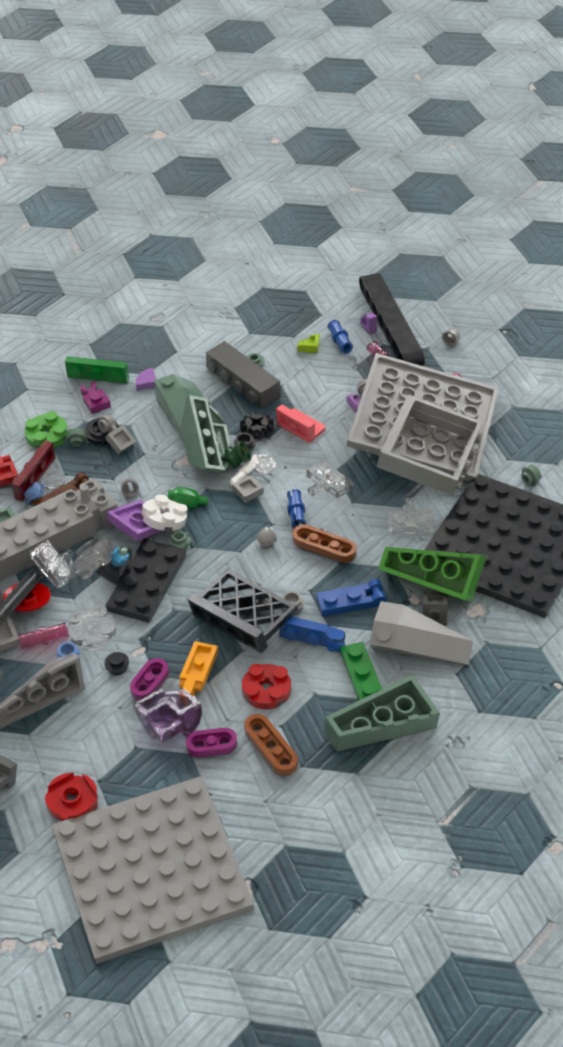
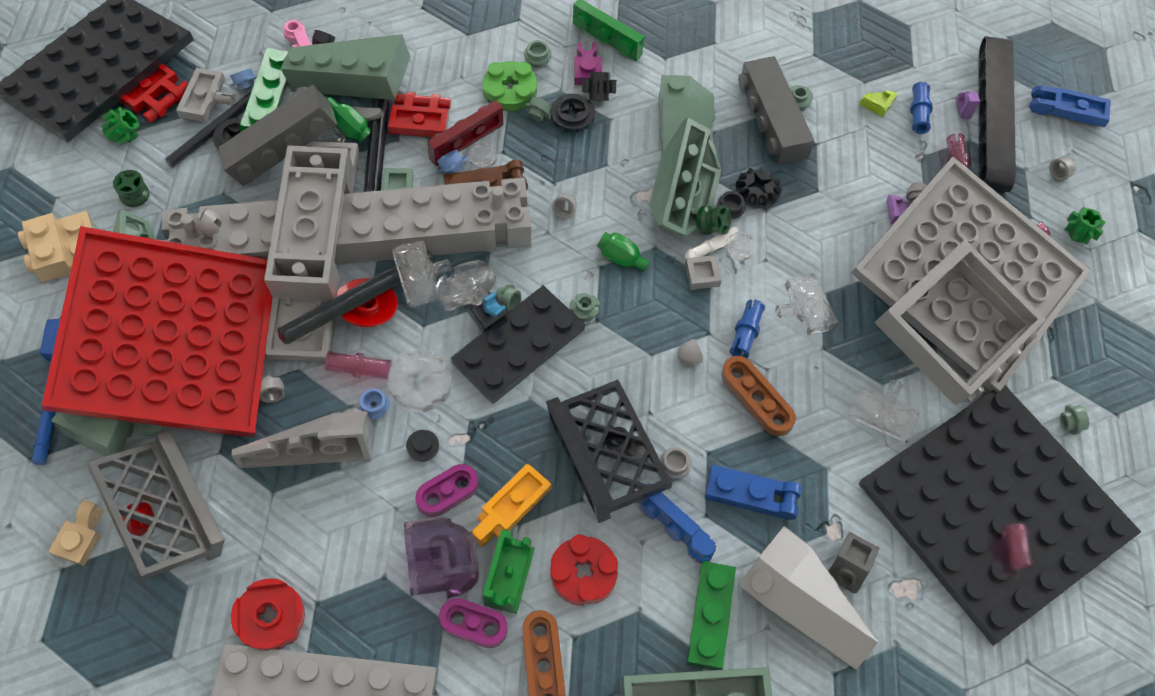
camera: 20 degrees right, 15 degrees up
(54, 403) = (537, 53): none -> sand green plate
(112, 405) = (599, 86): none -> black gear
(118, 438) = (585, 133): light grey plate -> none
(130, 521) = (548, 258): medium lavender plate -> none
(145, 379) = (658, 66): medium lavender tile -> none
(164, 513) = (591, 254): white plate -> none
(217, 704) = (508, 573): none -> green hinge
(299, 423) = (812, 207): coral panel -> none
(437, 298) = (1070, 105): none -> blue hinge
(443, 571) = (880, 512): bright green wedge -> none
(482, 364) = (1085, 225): none -> green gear
(527, 549) = (1018, 546): none -> clear pink pin

